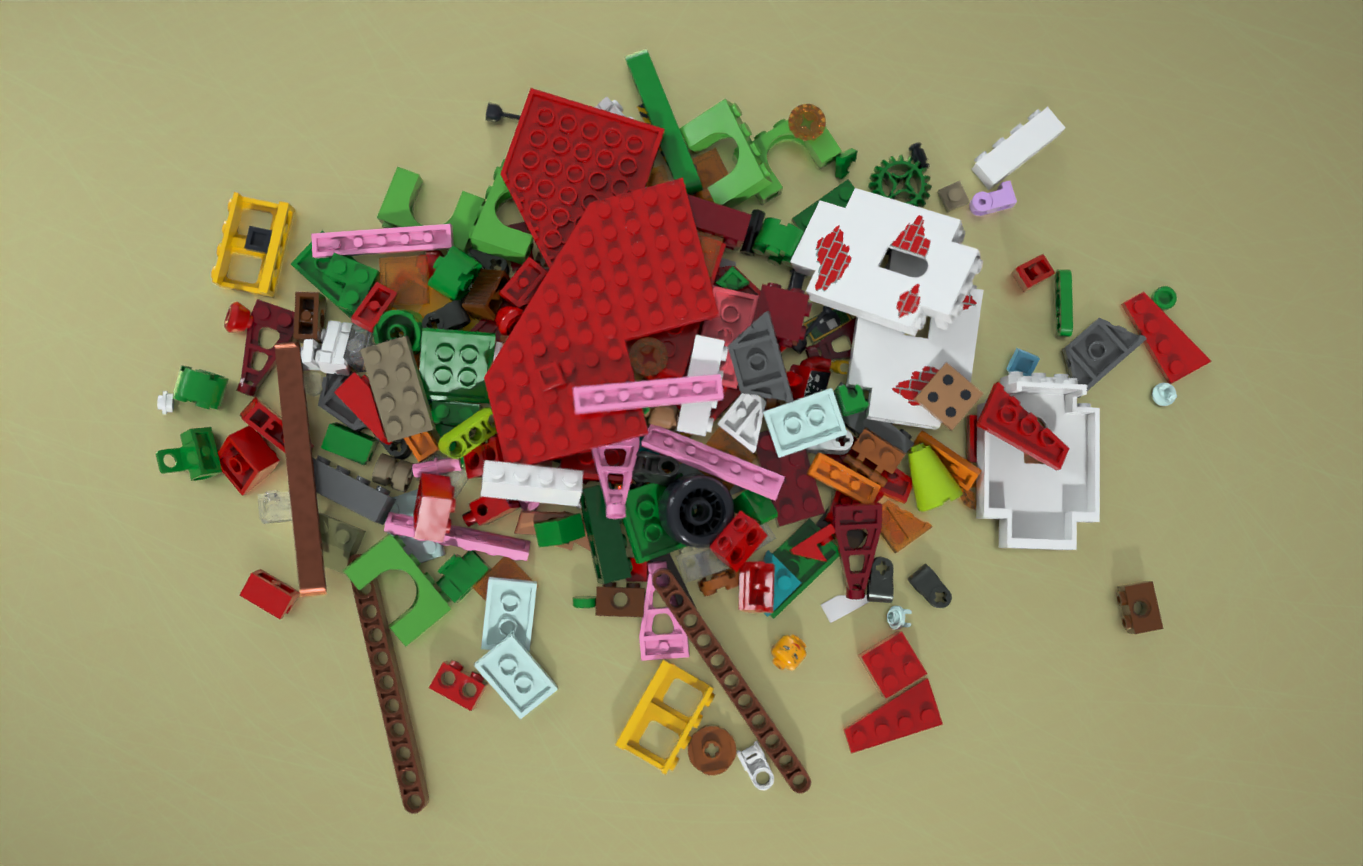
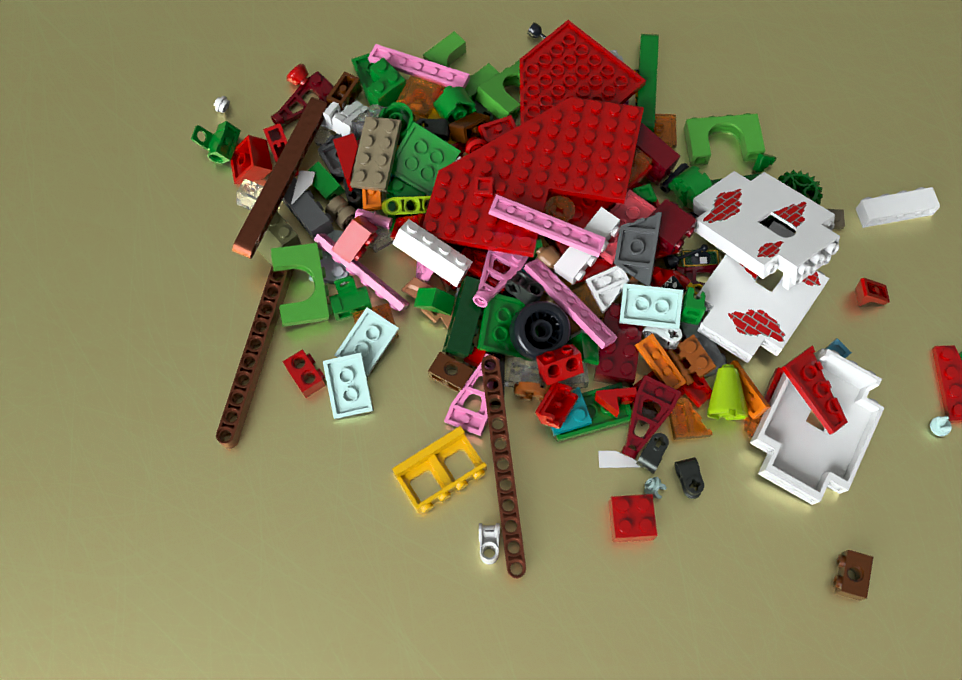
camera: 30 degrees right, 15 degrees down
(200, 387) = (249, 102): green brick -> none
(235, 242) = (342, 48): yellow window -> none
(258, 240) = (340, 35): black plate -> none
(269, 593) = (213, 250): red hinge -> none
(328, 459) = (304, 180): none -> white sticker
(375, 304) = (390, 96): red slope -> none
(496, 508) = (396, 265): red torso -> none
(584, 601) = (424, 360): green tile -> none
(703, 761) = (472, 508): dark orange plate -> none
(749, 173) = (684, 97): bright green arch -> none
(788, 652) = (556, 470): light orange head -> none
(812, 113) = (755, 118): clear orange gear -> none
(902, 716) = (619, 564): red wing -> none
(918, 154) = (820, 176): black piece -> none
(948, 396) = (769, 337): medium nougat tile -> none
(986, 203) = (863, 233): lavender leg -> none
(1063, 303) = (887, 325): green beam -> none
(1099, 351) = (901, 371): dark grey wing -> none

